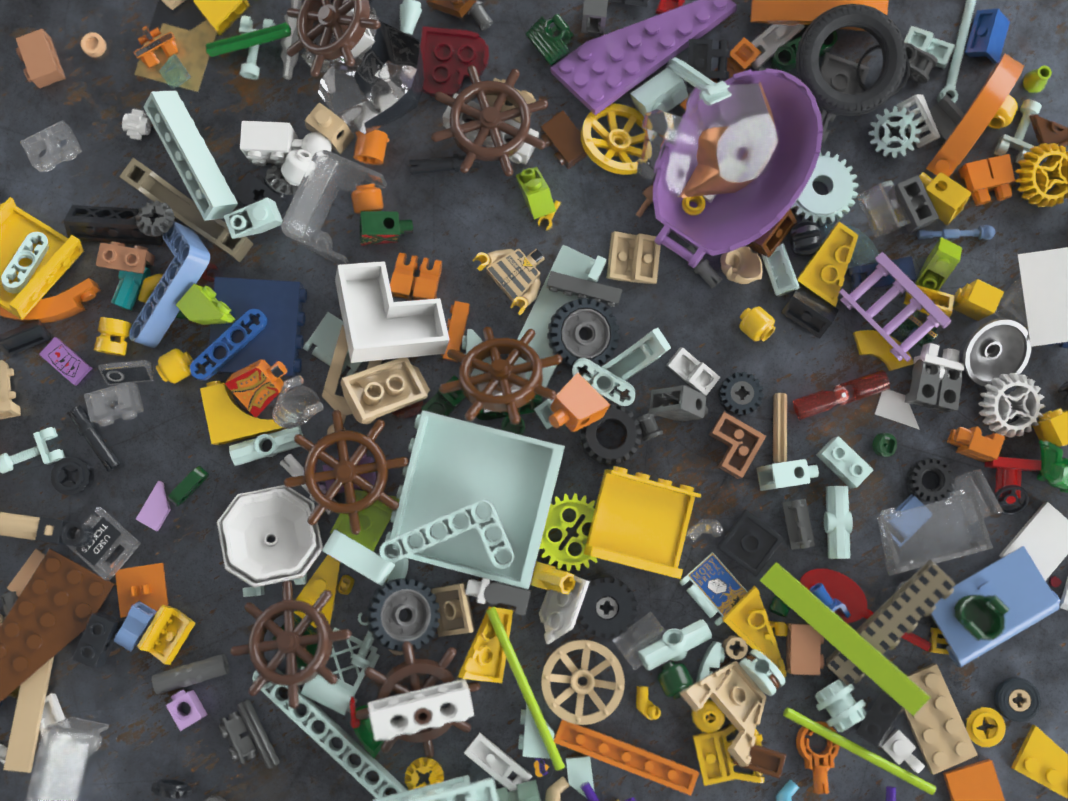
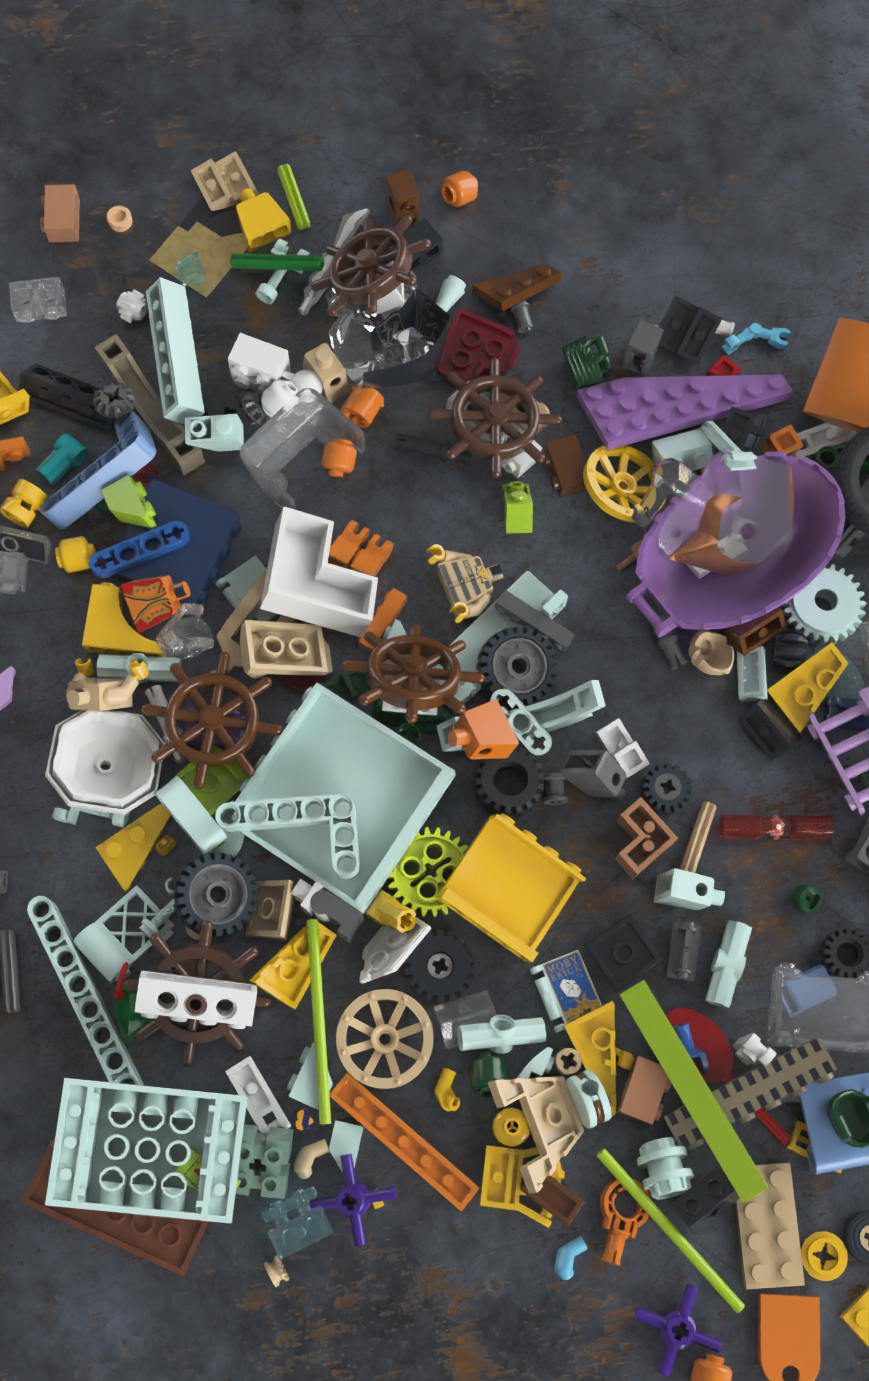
camera: 15 degrees right, 10 degrees down
(124, 258) = (67, 429): nougat bracket -> none
(147, 53) = (170, 241): orange hips -> none
(148, 287) = (78, 467): yellow arm -> none
(188, 486) = (40, 681): dark green beam -> none
(244, 480) = (103, 693): none -> tan torso
(292, 640) = (87, 879): reddish brown brick -> none
(373, 229) = (344, 488): dark green torso -> none
(423, 765) = (176, 1072): yellow gear -> none
(549, 216) = (524, 537): yellow hand -> none
(633, 258) = (598, 609): tan slope -> none
(699, 200) = (687, 570): yellow plate -> none
(705, 526) = (580, 918): clear arm -> none
(757, 324) = (708, 721): yellow head -> none
(779, 607) = (632, 1035): dark green hose -> none
(844, 462) = (756, 900): light aqua brick -> none
(872, 343) = (829, 786): yellow tile -> none
(881, 589) = (753, 1051): none -> white plate
(893, 407) = (831, 863): white sticker -> none
(901, 750) = (717, 1246): white plate -> none

